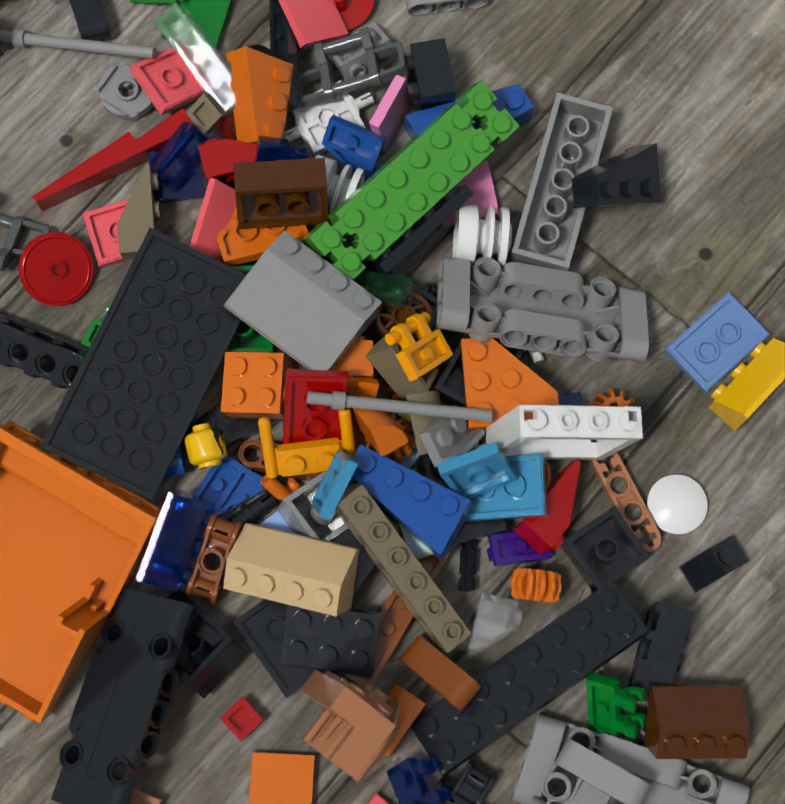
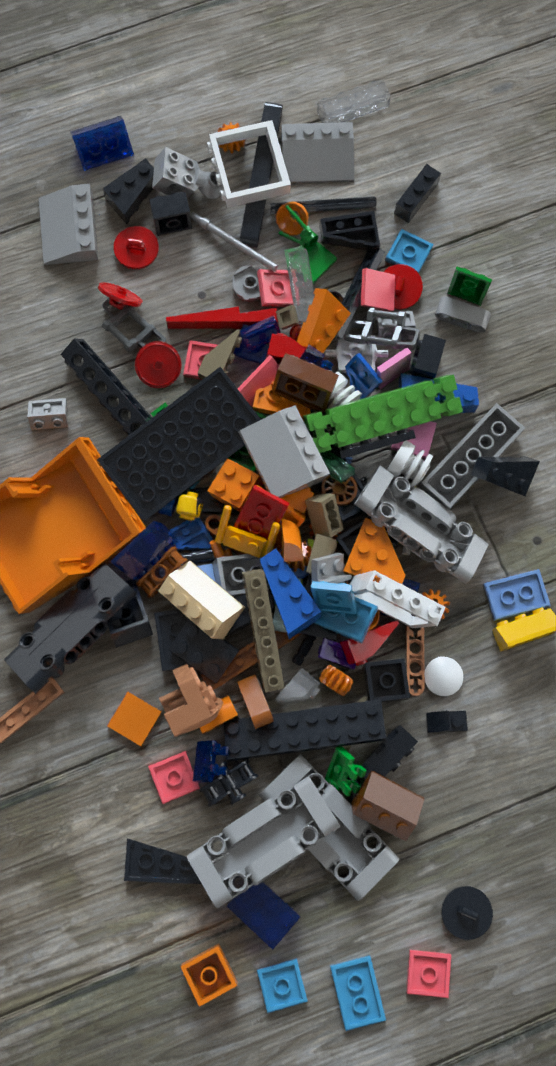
camera: 25 degrees right, 0 degrees up
(241, 719) = (131, 670): red plate -> none
(334, 484) = (248, 563): dark azure tile -> none
(339, 400) = (276, 517): light grey bar -> none
(425, 353) = (337, 515): light orange plate -> none

